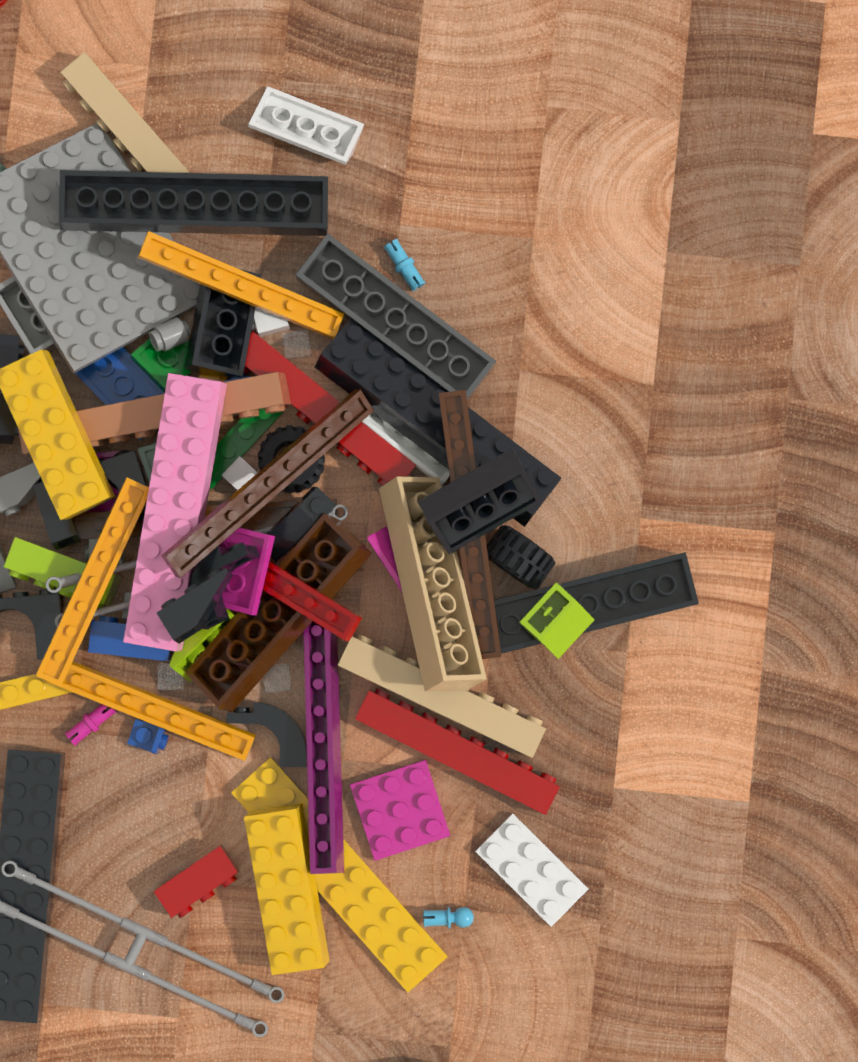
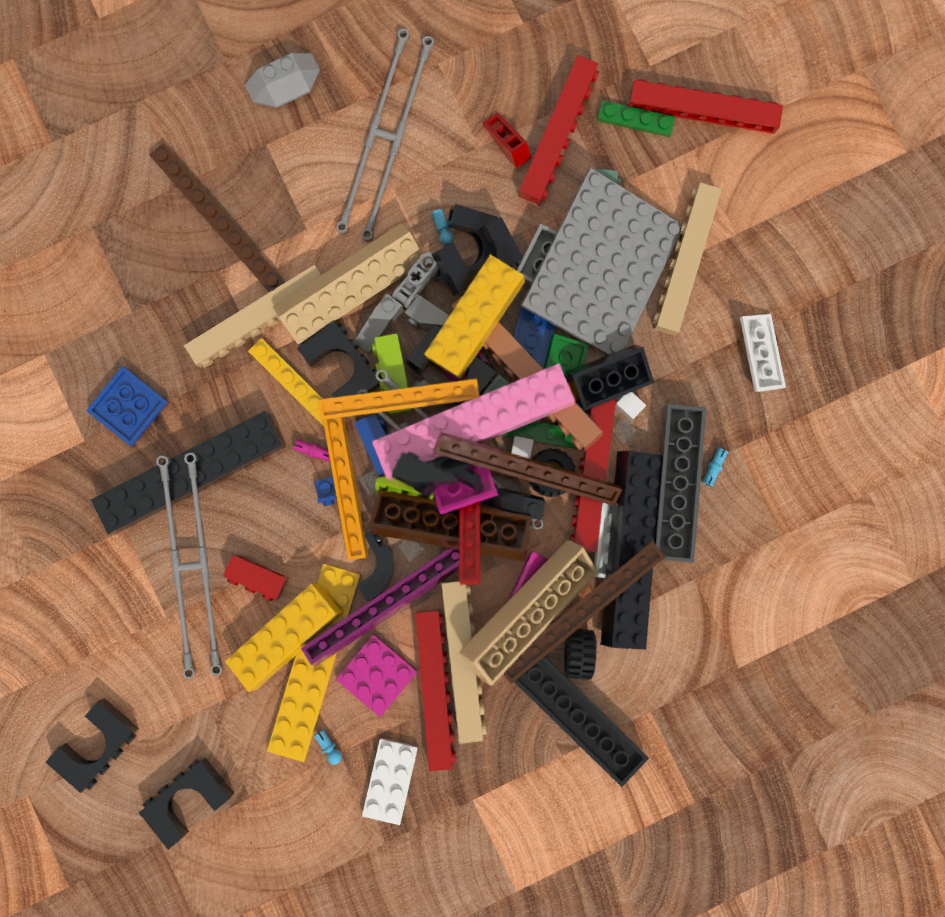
camera: 55 degrees right, 0 degrees up
(169, 334) = (581, 349): light grey brick -> none
(193, 203) = (673, 313): black brick -> none
(240, 285) = (640, 373): light orange plate -> none
(480, 501) = (601, 611): black slope -> none
(556, 620) = (555, 704): lime slope -> none

